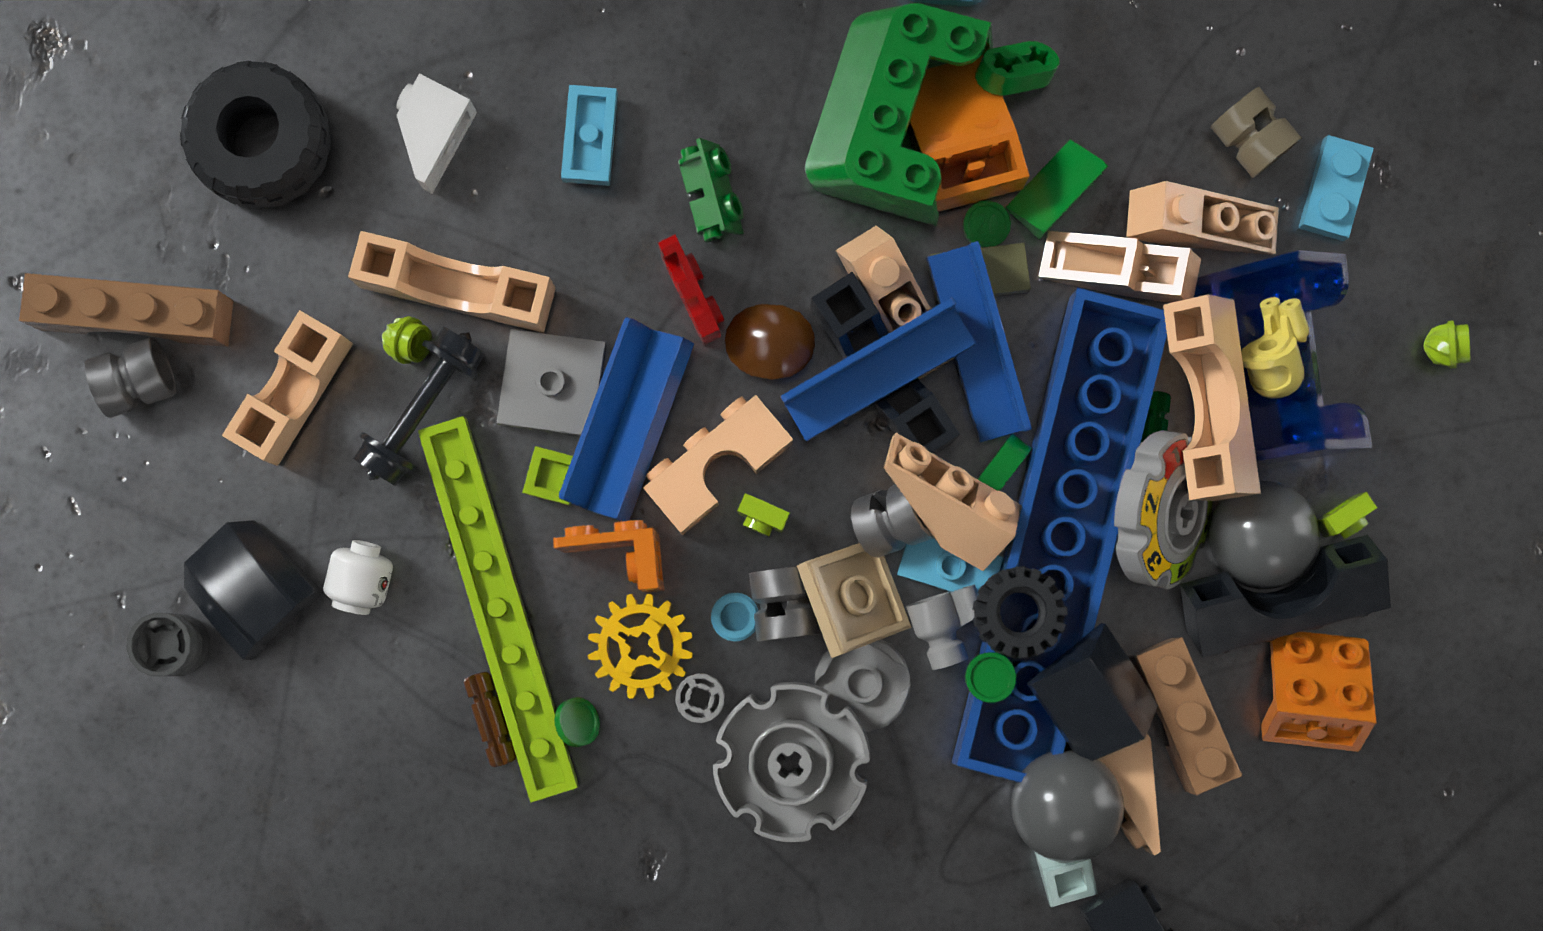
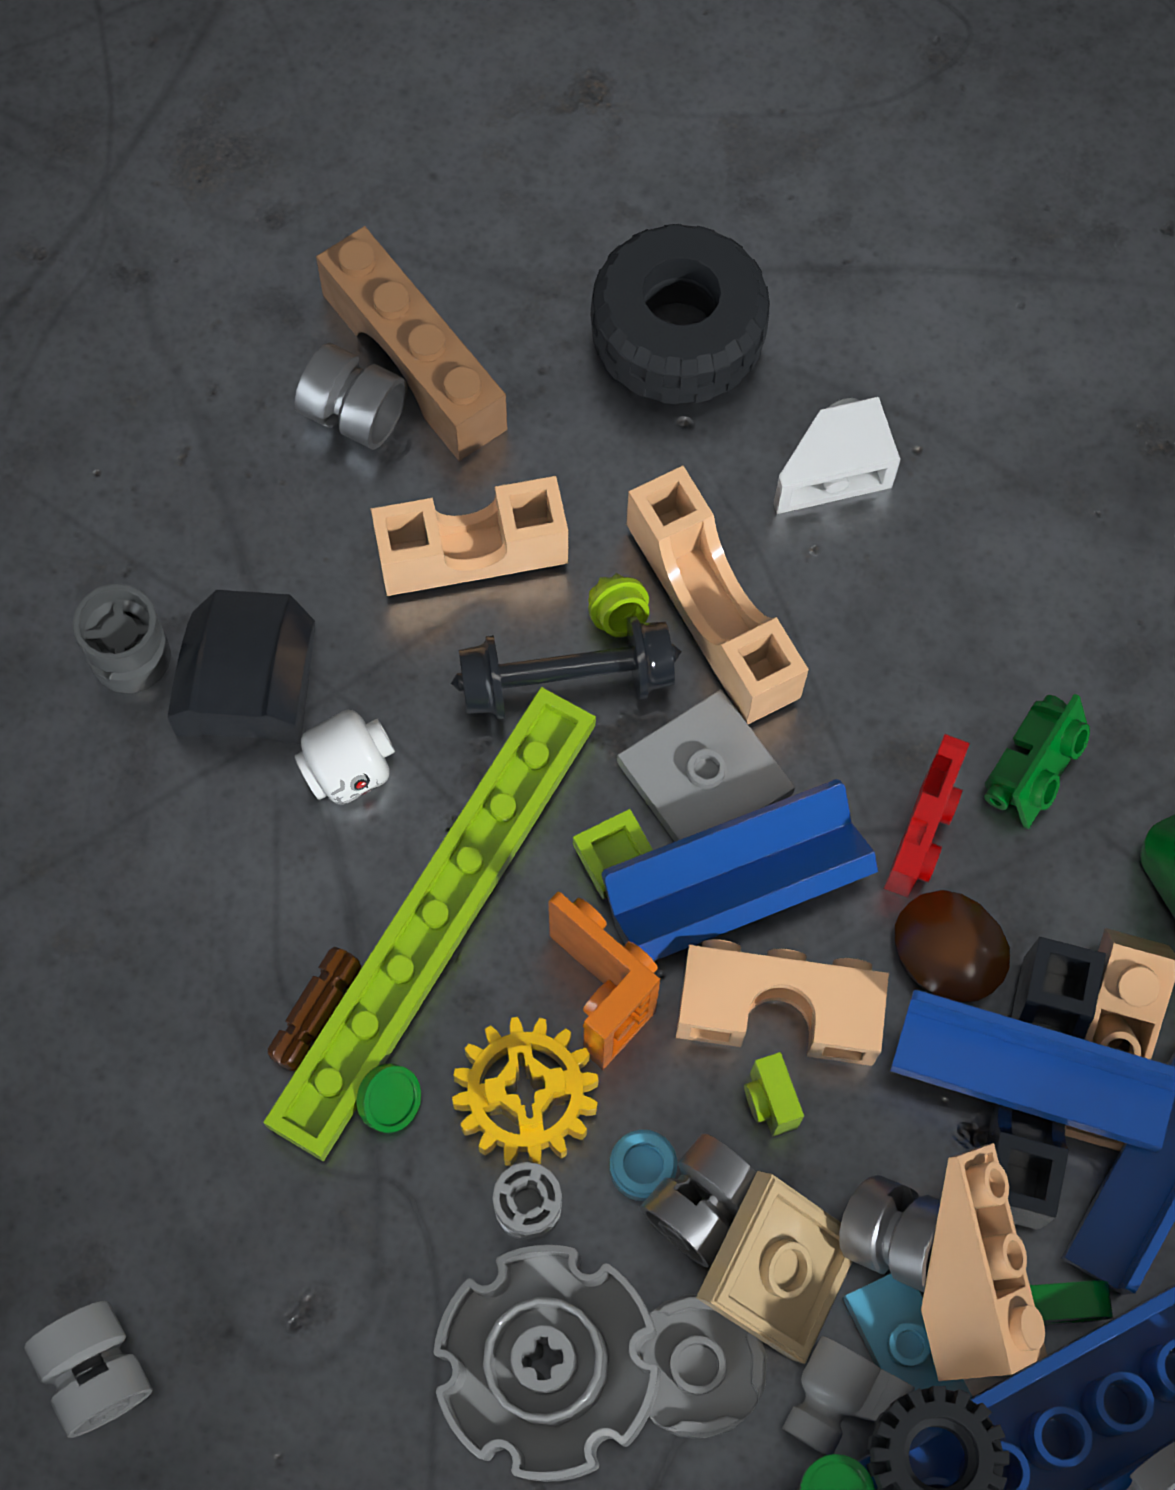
camera: 45 degrees right, 15 degrees down
(589, 135) = (975, 600): medium azure plate -> none

